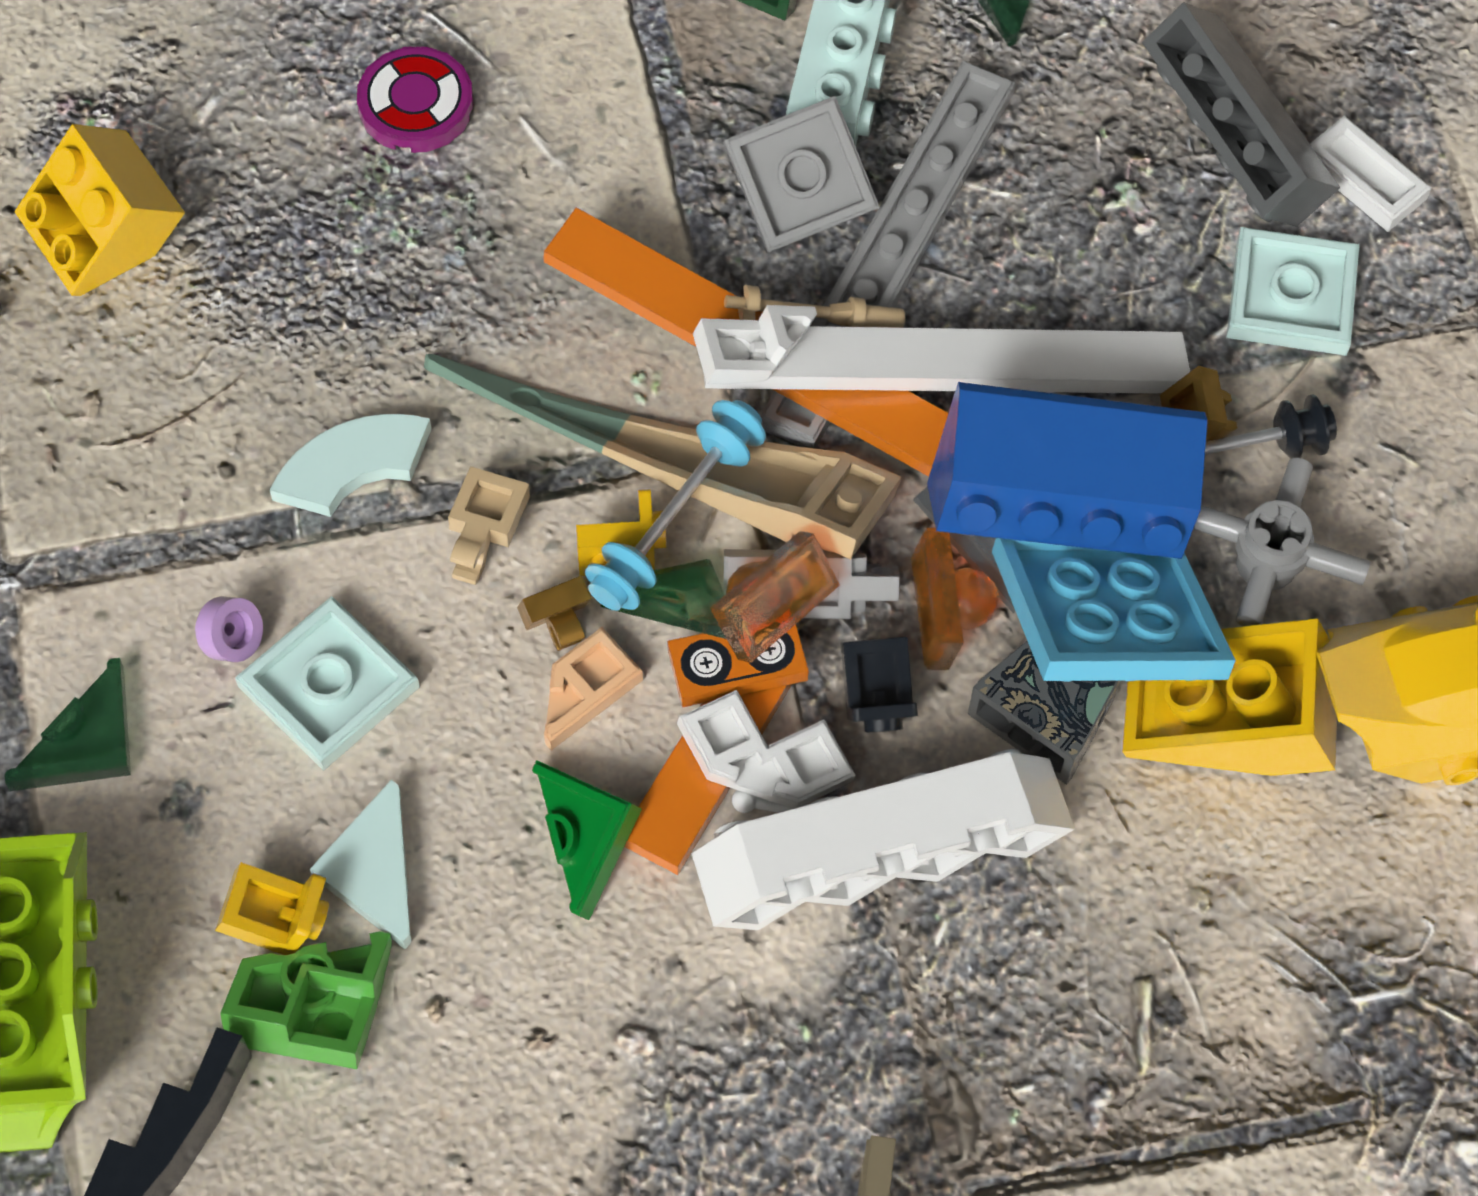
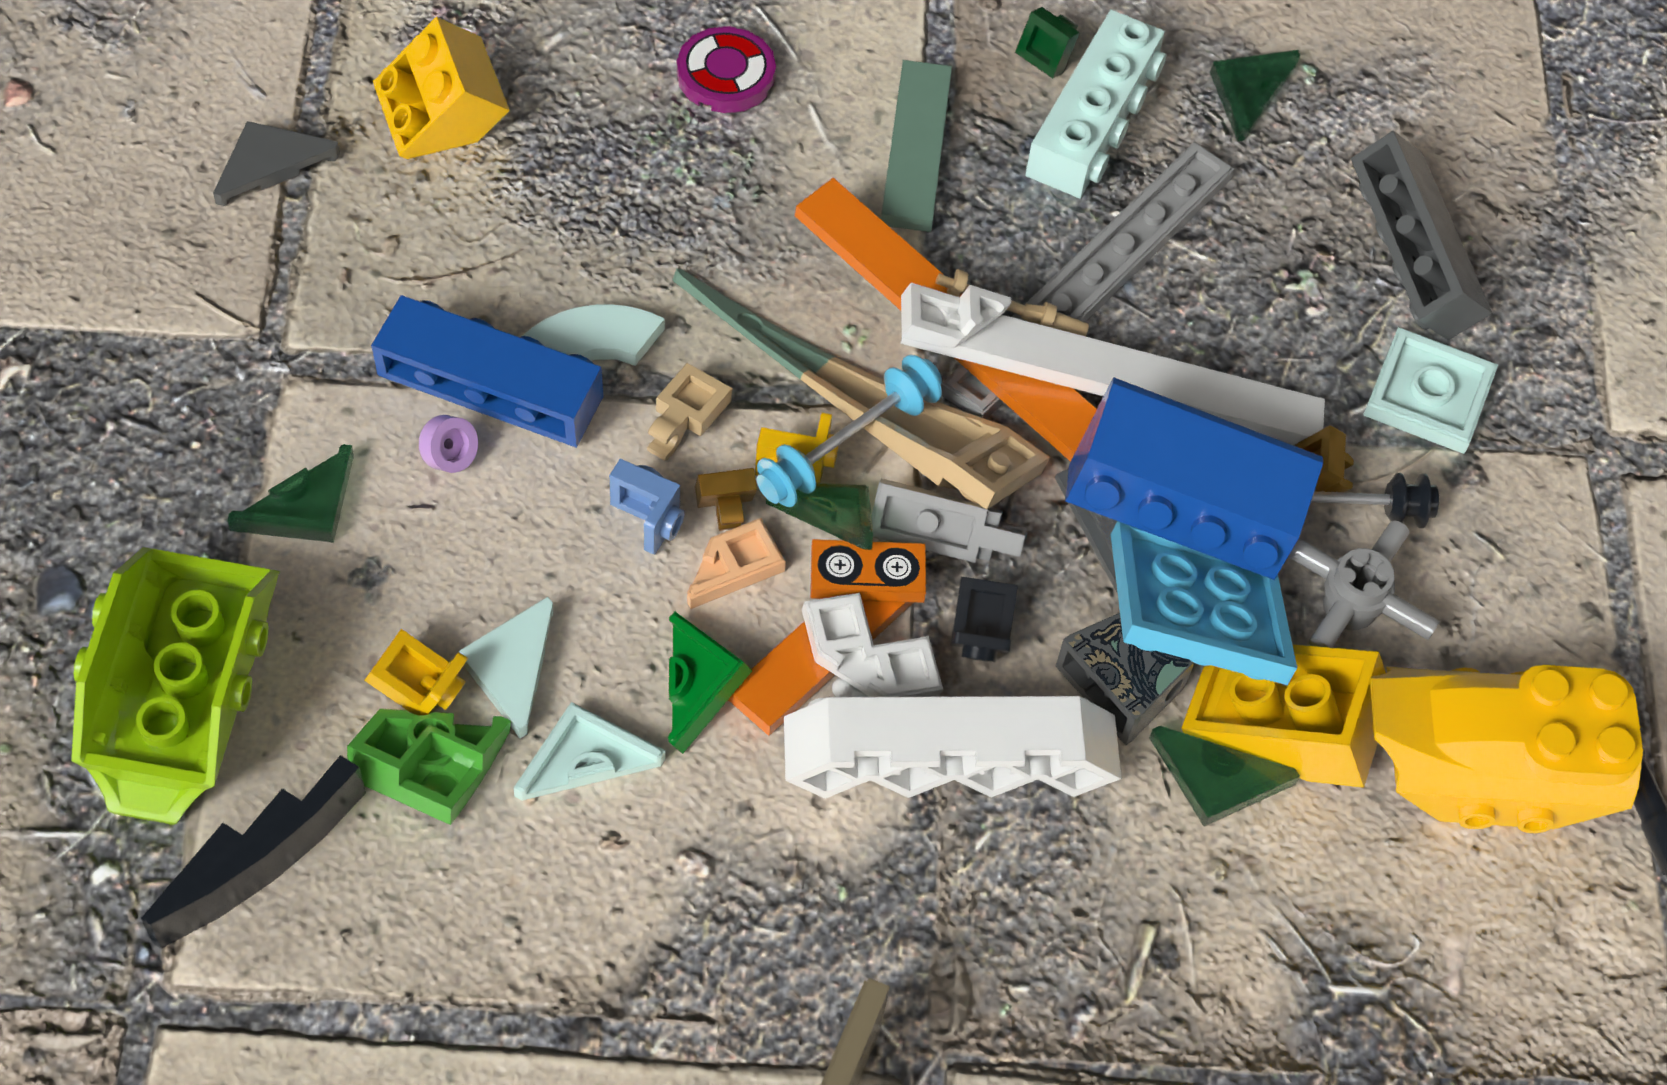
camera: 10 degrees right, 5 degrees down
(250, 531) = (488, 370): none -> blue brick
(327, 683) = (518, 508): light aqua tile -> none
(472, 634) = (649, 497): none -> medium blue bracket
(480, 947) = (584, 752): none -> light aqua tile
(654, 140) = (916, 146): none -> sand green tile
(773, 595) = (911, 521): clear orange tile -> none
(801, 174) = (1031, 197): light grey tile -> none
(947, 599) = (1063, 565): clear orange tile -> none
(1175, 796) = (1218, 777): none -> clear green tile
(1370, 174) = (1522, 312): white tile -> none

